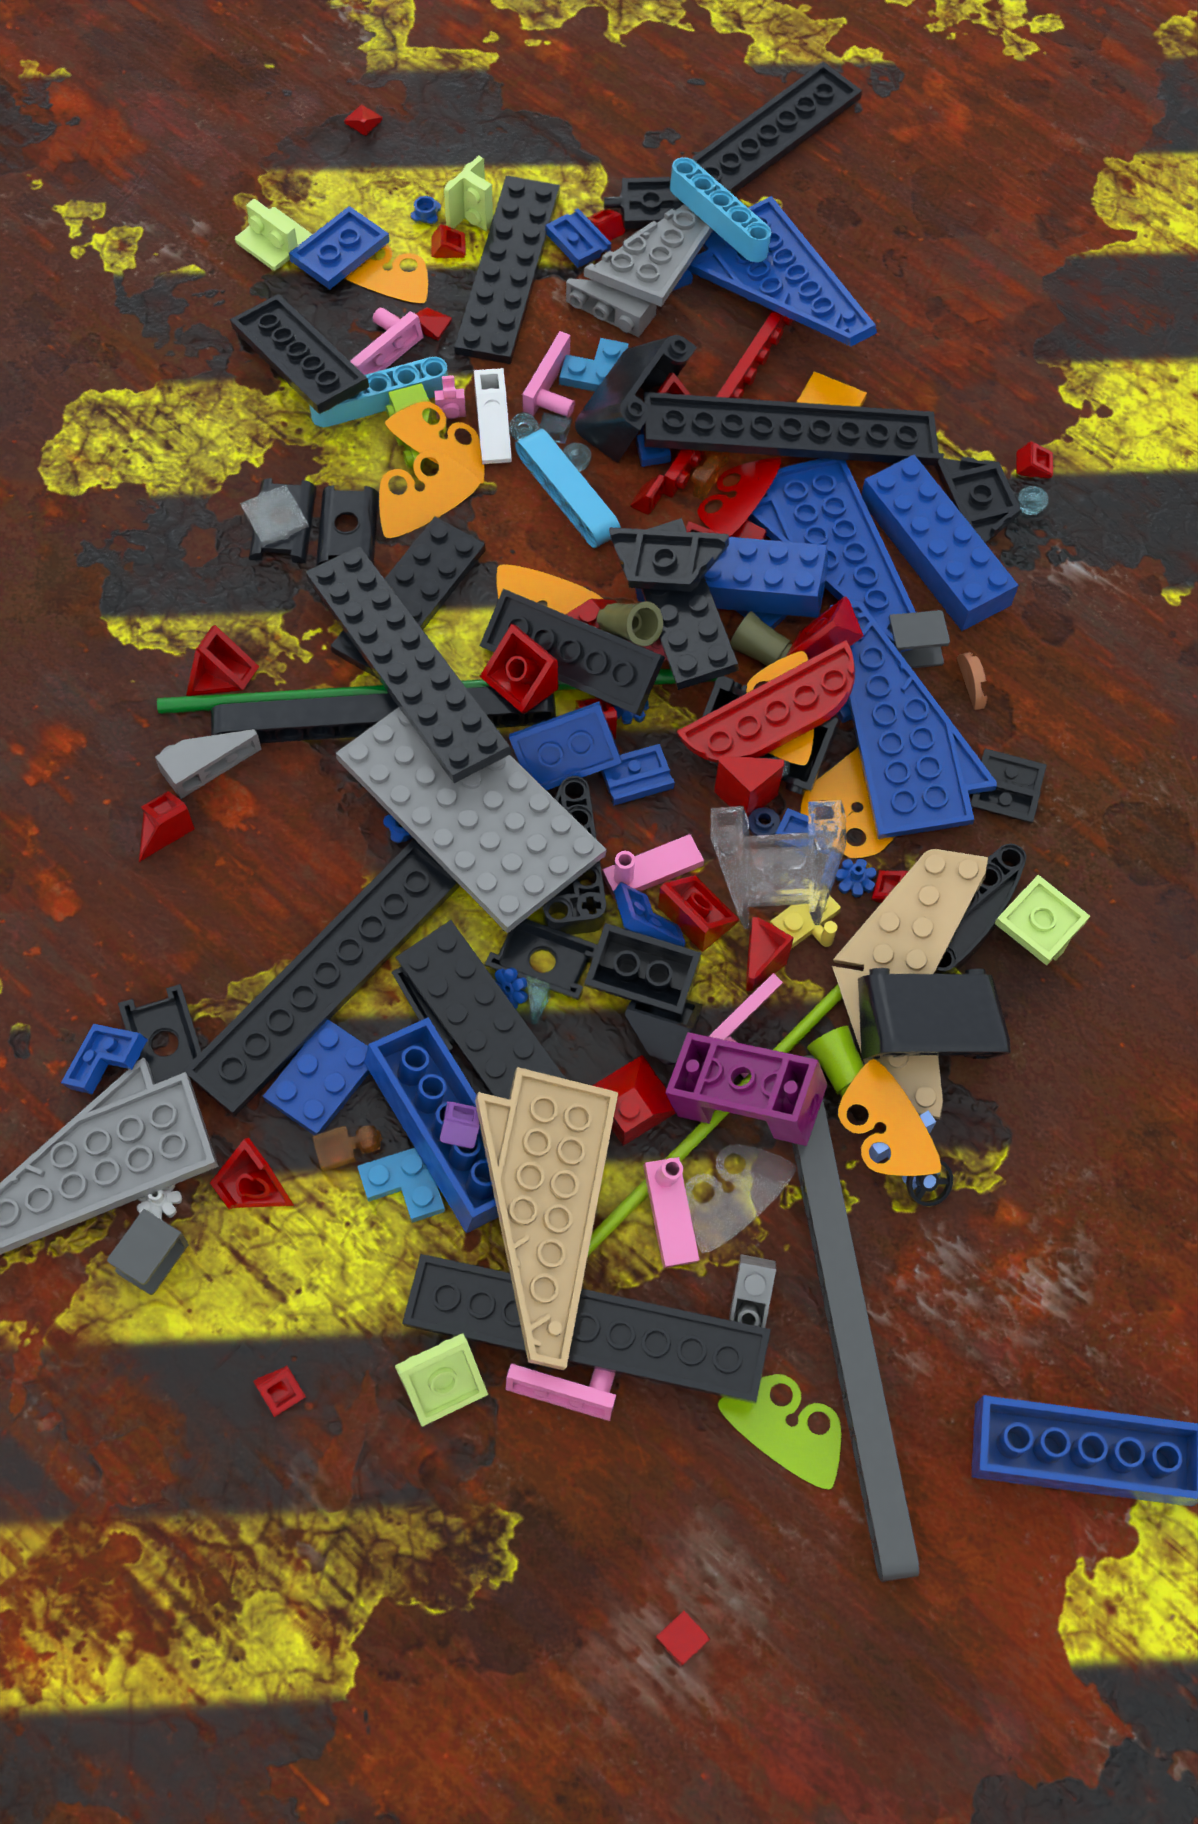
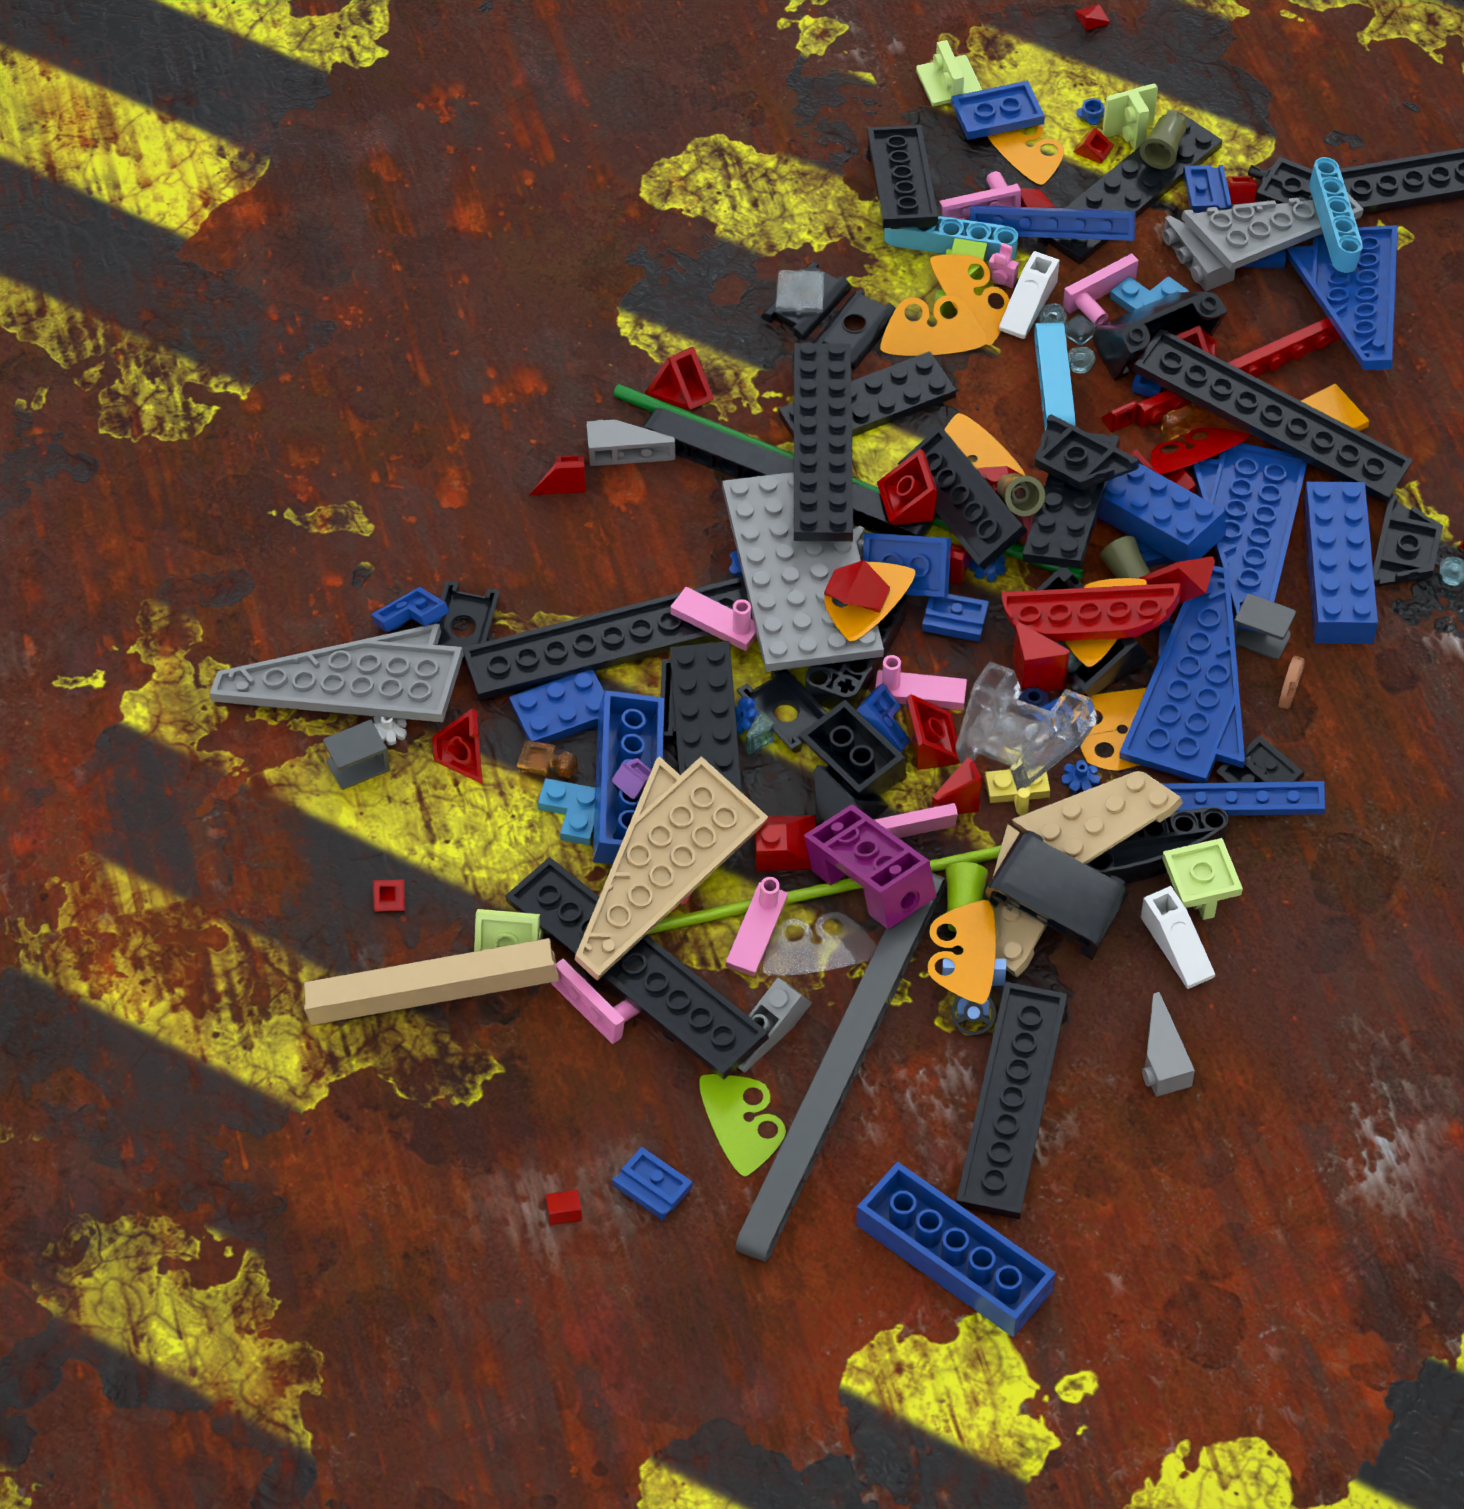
camera: 35 degrees right, 10 degrees down
(391, 1475) = (430, 981): none -> tan tile
(419, 900) = (716, 618): none -> bright pink piece
(476, 330) = (1060, 222): none -> blue plate
(518, 213) = (1162, 144): none -> olive plant
(545, 800) = (858, 586): none -> red slope
(567, 817) = (857, 621): none -> light orange piece
(754, 1558) = (652, 1183): none -> blue plate
(1025, 1255) = (1011, 1100): none -> black plate
(1026, 816) = (1253, 797): none -> blue plate
(1056, 995) = (1176, 936): none -> white slope
(1124, 1121) = (1166, 1059): none -> light grey slope

